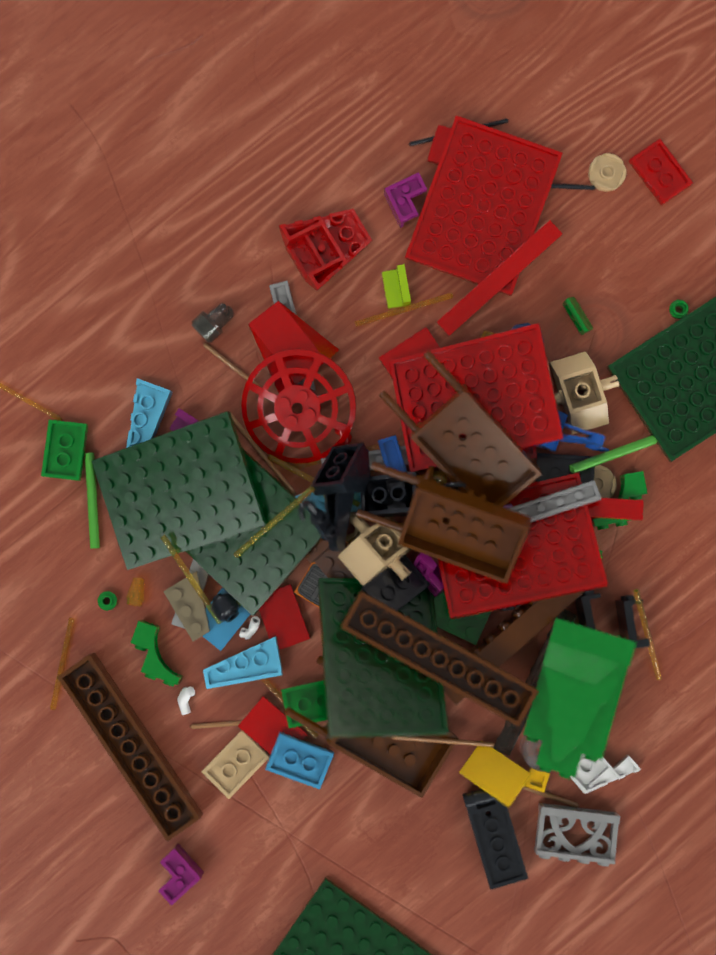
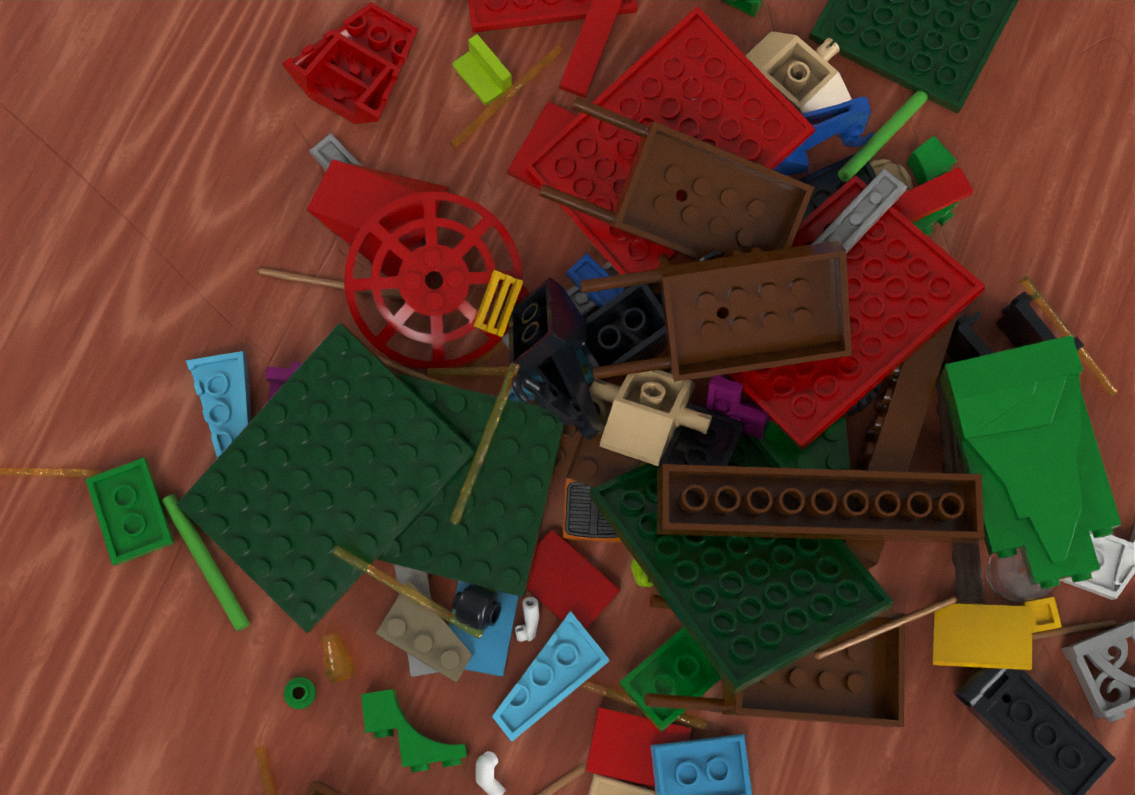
camera: 35 degrees left, 10 degrees down
(210, 324) = (254, 237): clear smoke piece -> none
(332, 445) = (508, 308): none -> yellow tile

